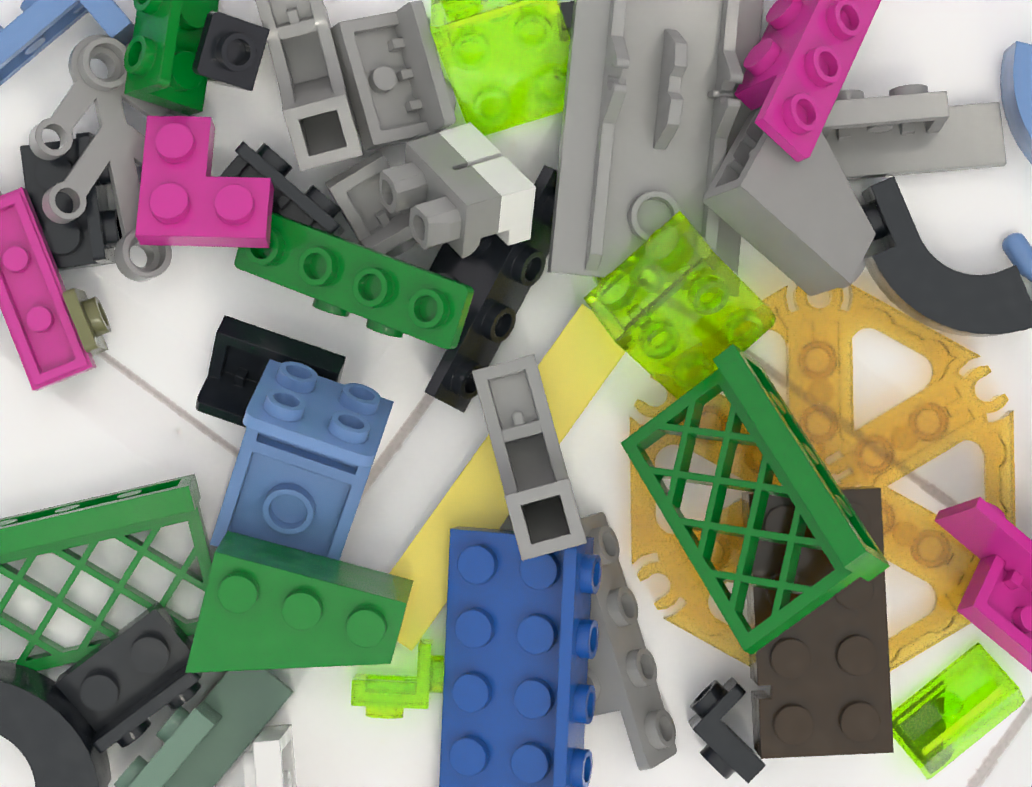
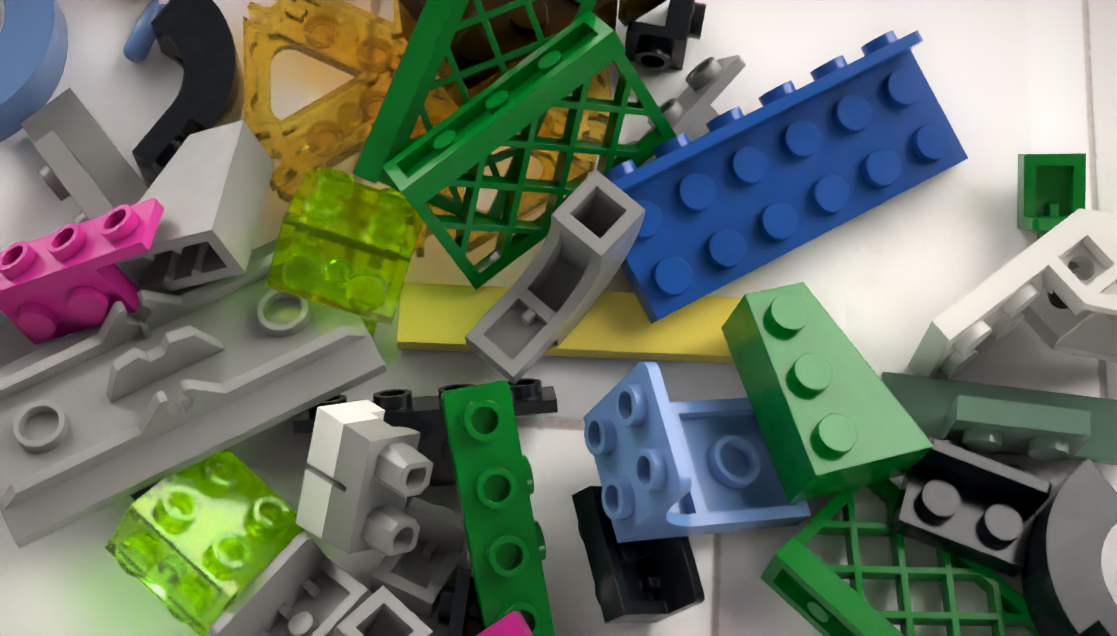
camera: 130 degrees left, 20 degrees down
(389, 694) = (830, 287): clear neon green bracket -> none
(688, 509) = (513, 106): none -> green fence

